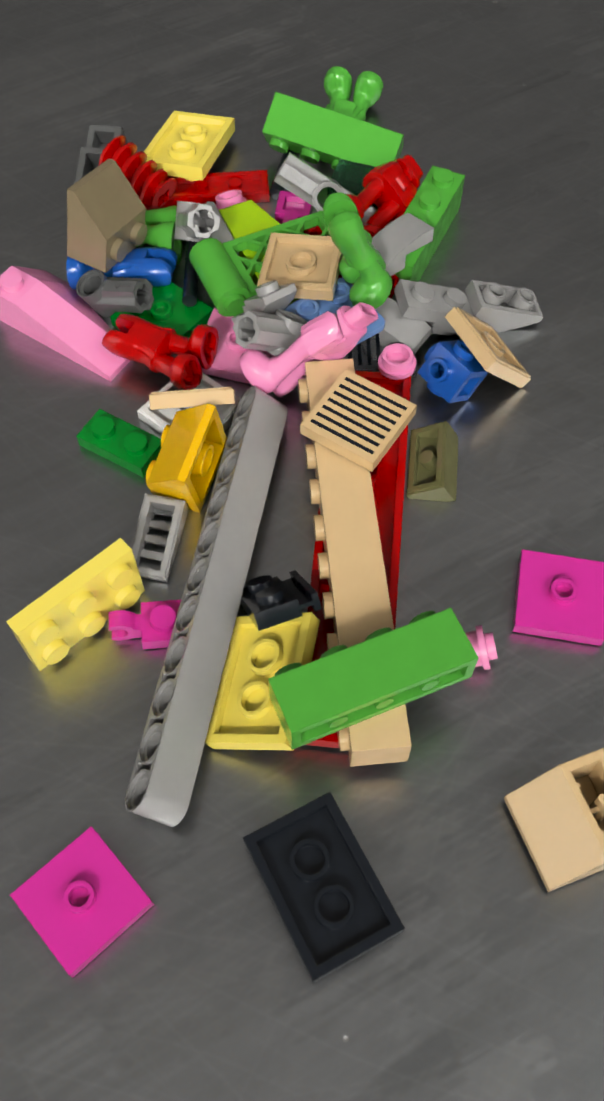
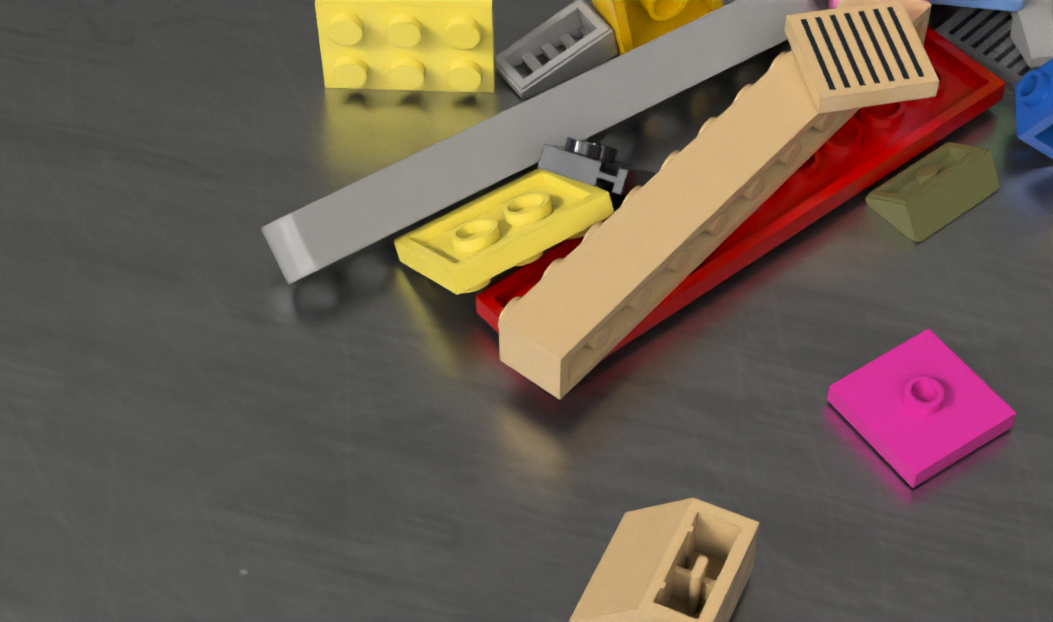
camera: 45 degrees right, 10 degrees down
(81, 901) = (153, 280): dark pink plate -> none
(152, 625) = (450, 111): dark pink plate -> none
(322, 886) = (360, 434): black plate -> none
(371, 676) = (584, 263): bright green brick -> none
(397, 361) = (1001, 57): bright pink plate -> none
(483, 645) = (763, 374): bright pink plate -> none

